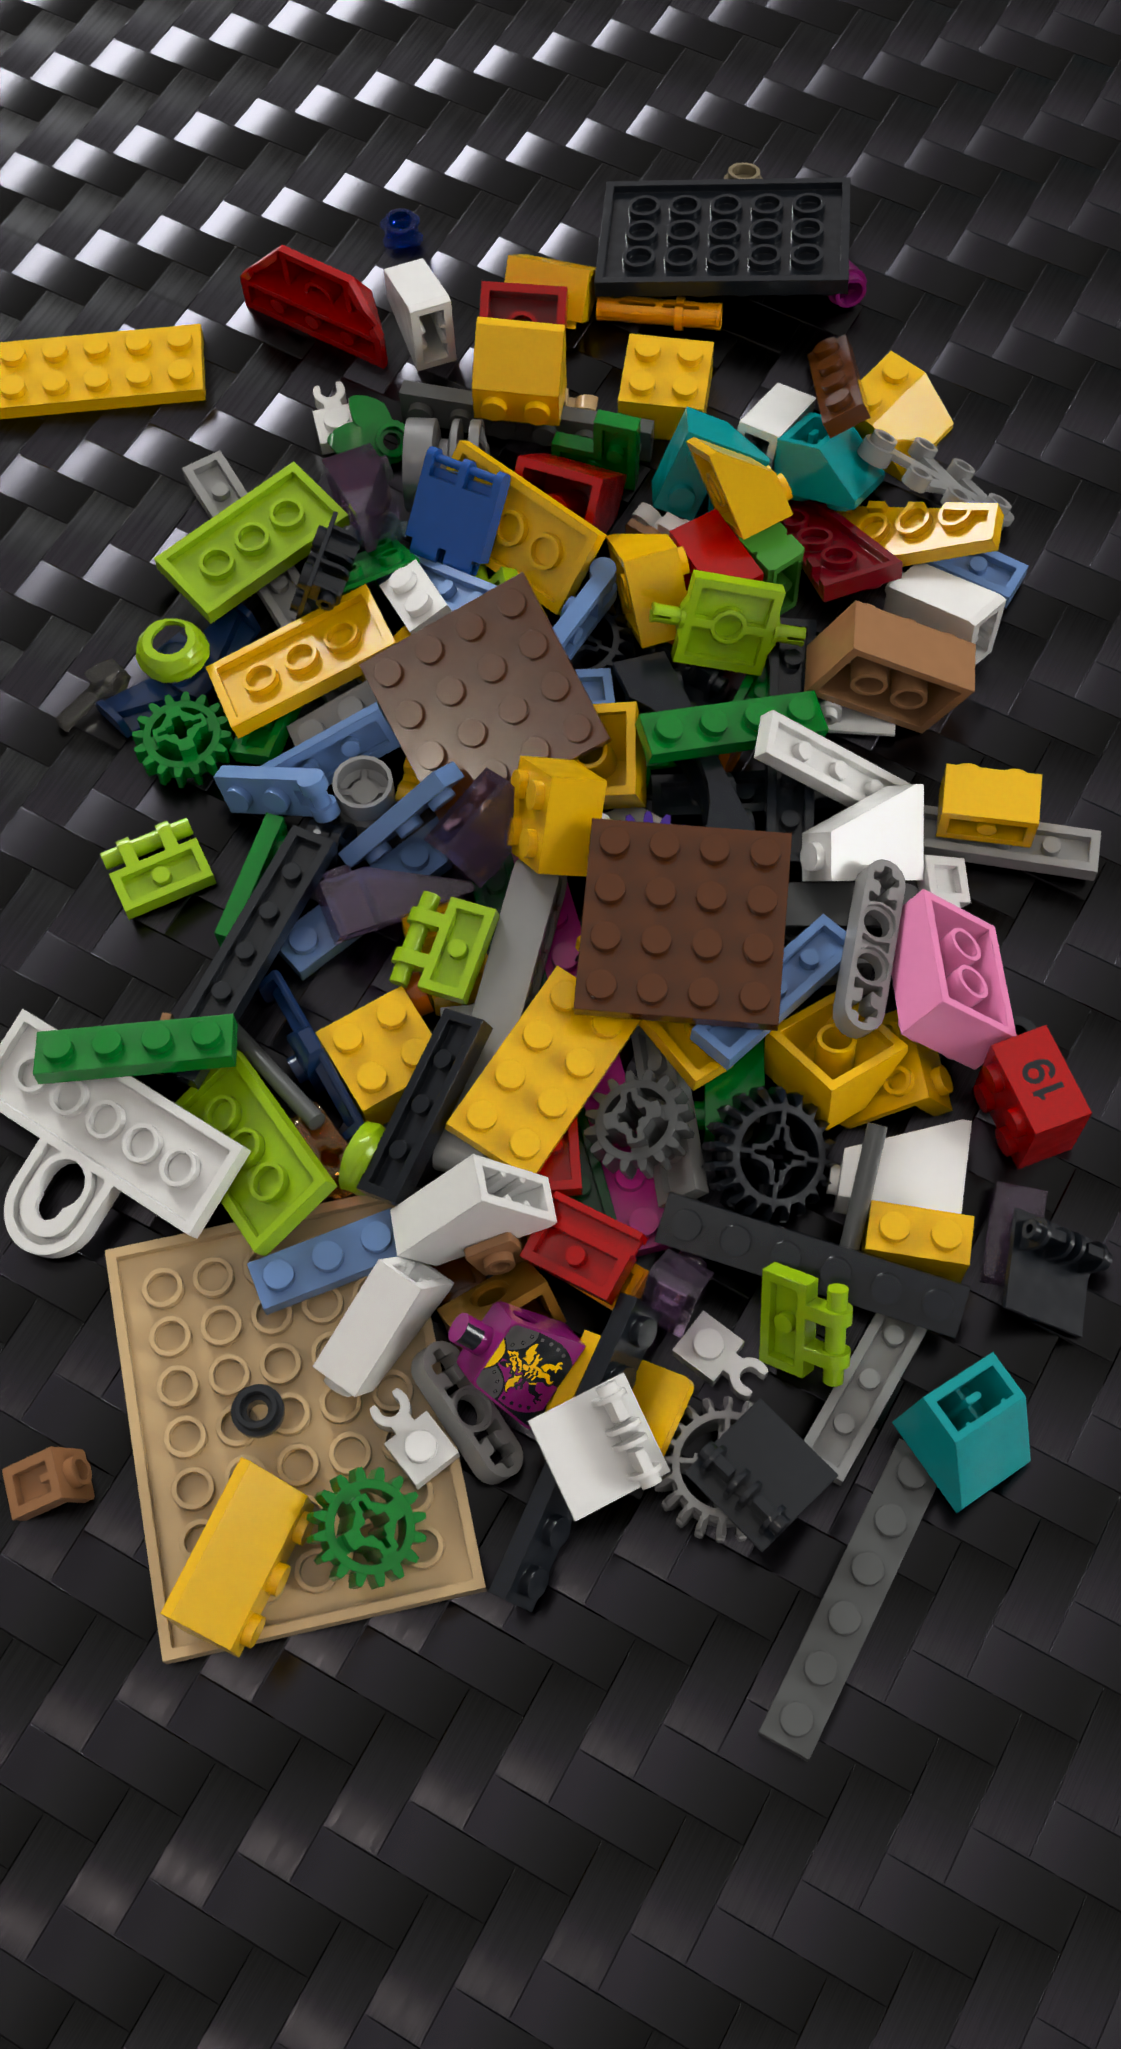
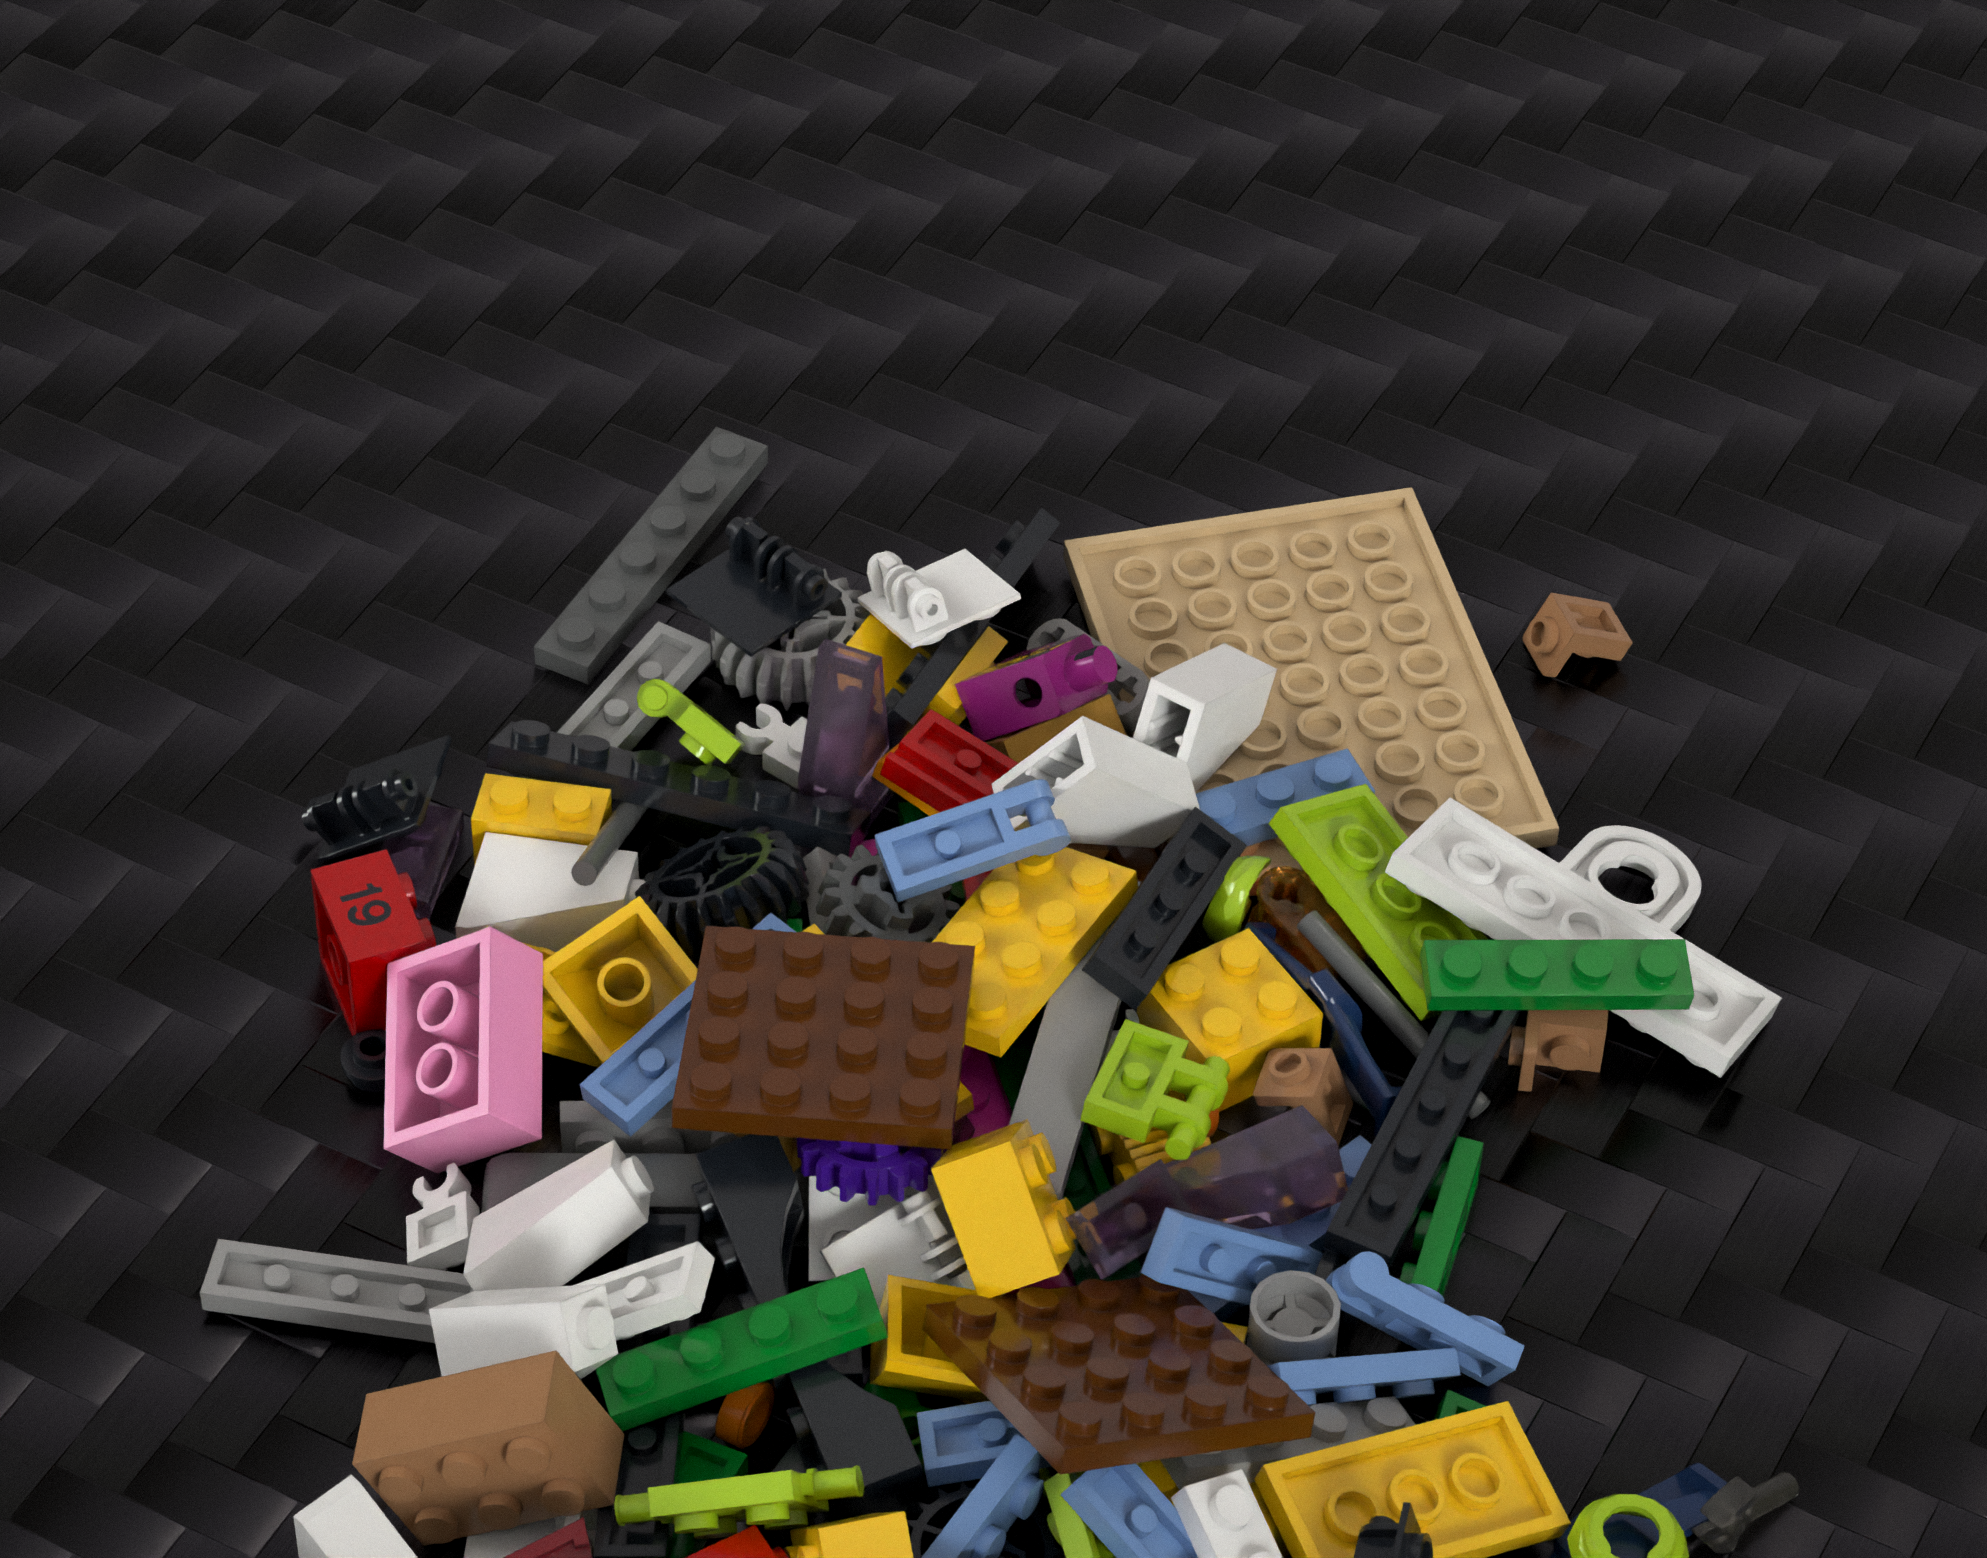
camera: 175 degrees right, 20 degrees down
(161, 877) = (1583, 1253): lime plate -> none
(183, 739) = (1591, 1433): green gear -> none
(240, 1559) = (1335, 524): yellow slope -> none
(253, 1396) = (1339, 664): black plate -> none
(337, 988) = (1306, 1079): none -> medium nougat bracket
(353, 1510) = (1199, 551): green gear -> none
(418, 1444) = (1147, 638): white plate -> none
(573, 1129) = (971, 839): none -> medium blue plate
(863, 945) = (555, 1066): light grey beam -> none
(876, 728) = (525, 1322): none -> white slope
(969, 1431) = (517, 653): teal slope -> none
(989, 805) = (364, 1290): yellow brick -> none

